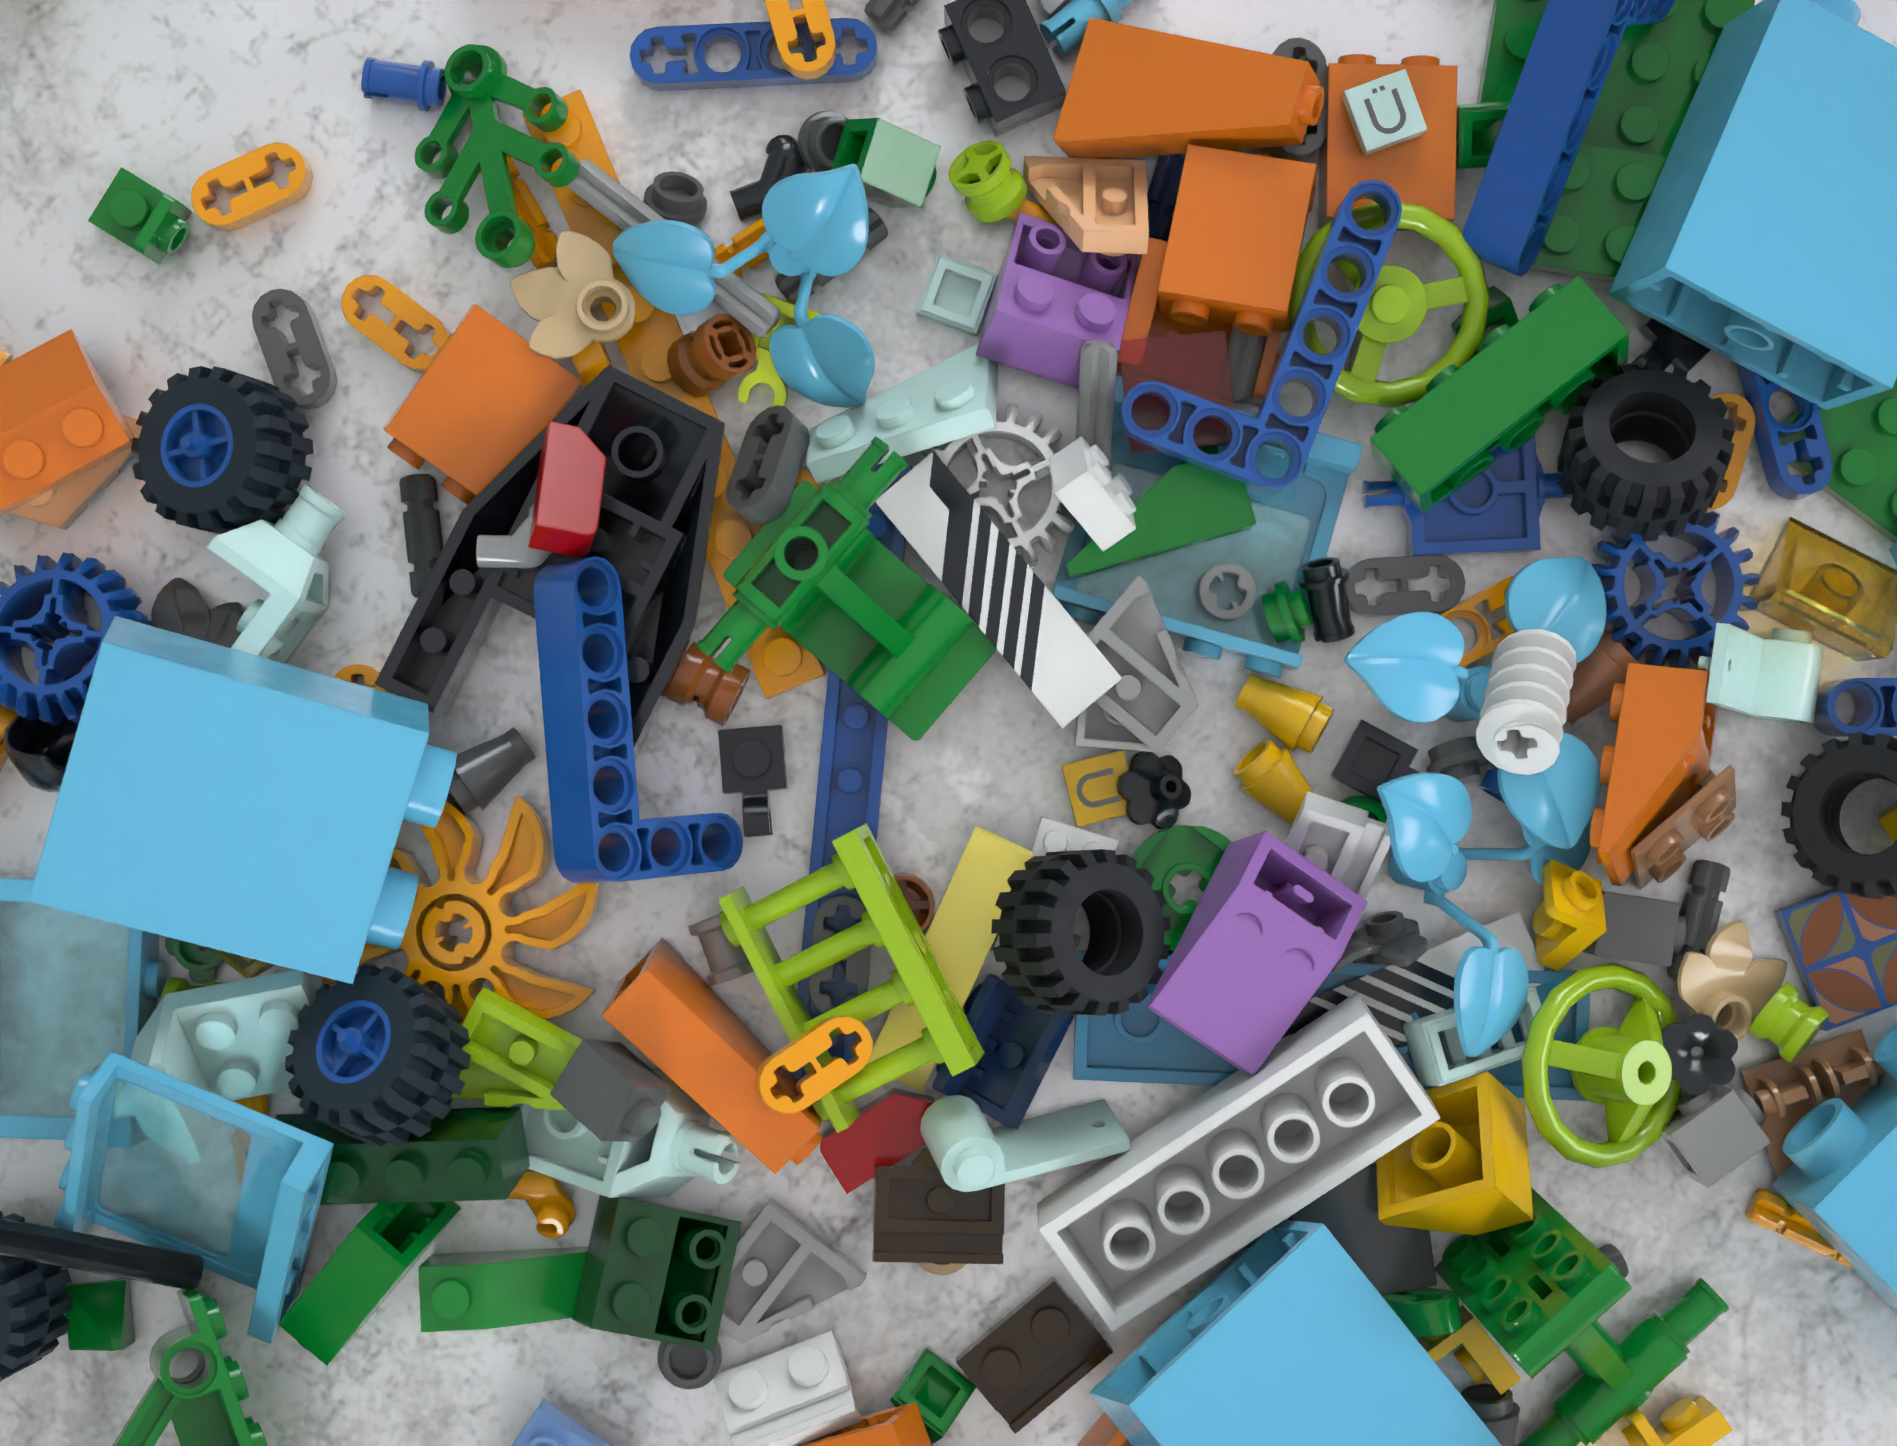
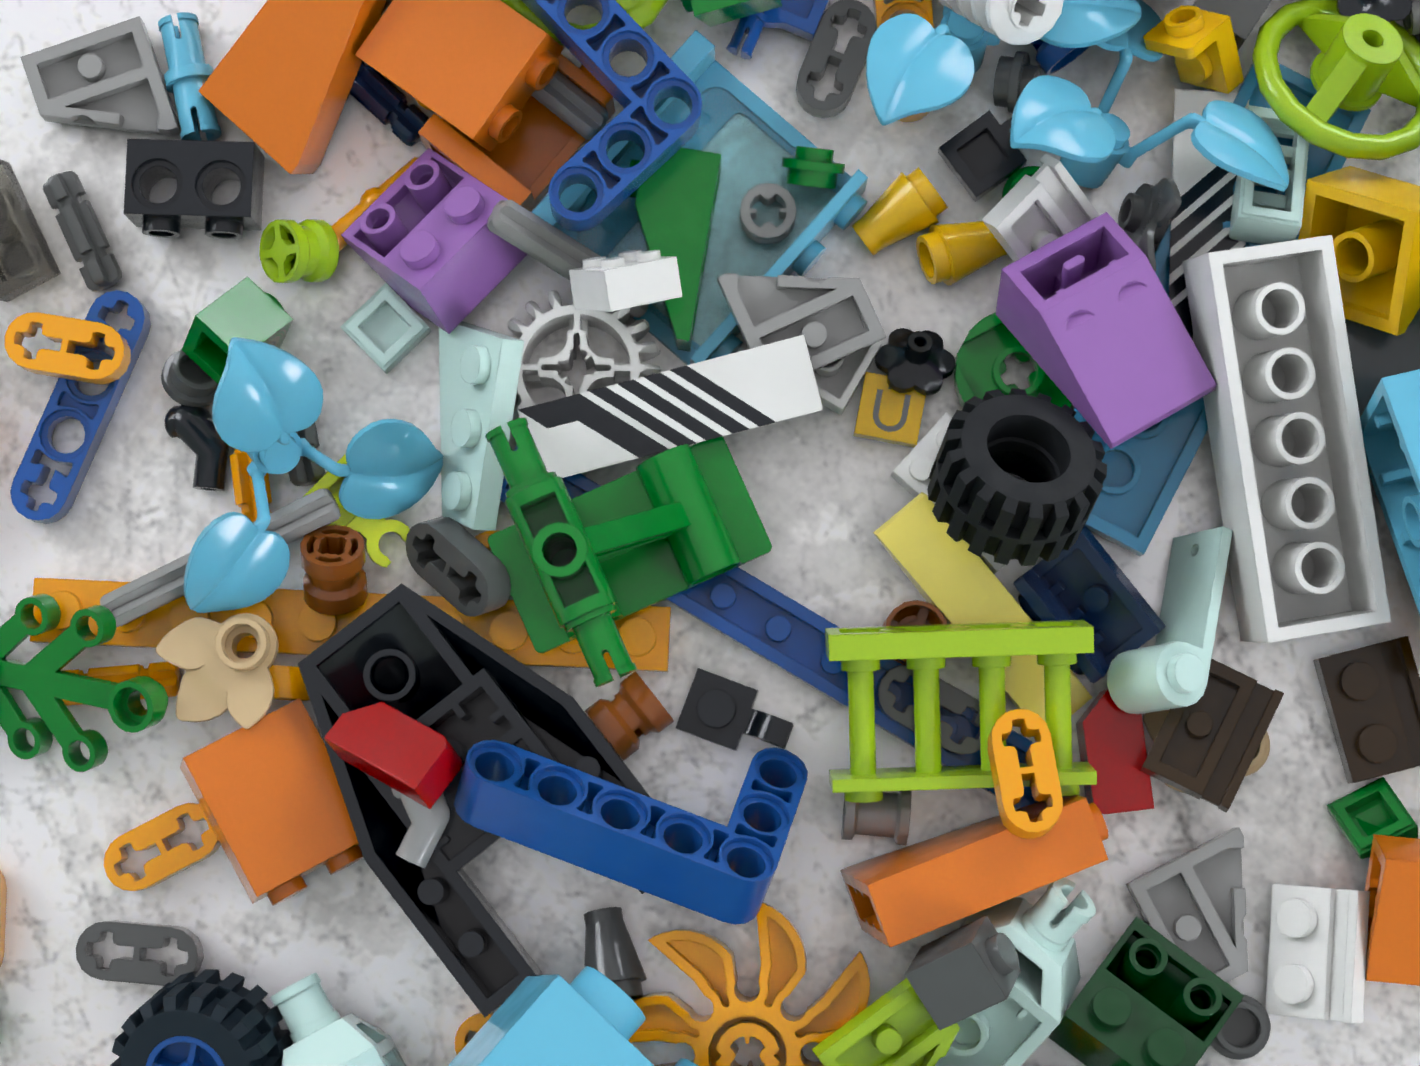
camera: 65 degrees left, 5 degrees down
(421, 527) = (363, 914): dark grey axle -> none
(677, 197) = (174, 535): dark grey plate -> none
(1094, 201) = (363, 164): light nougat wing -> none
(1187, 362) = (546, 146): clear red piece -> none
(1327, 599) = (816, 127): black pin -> none

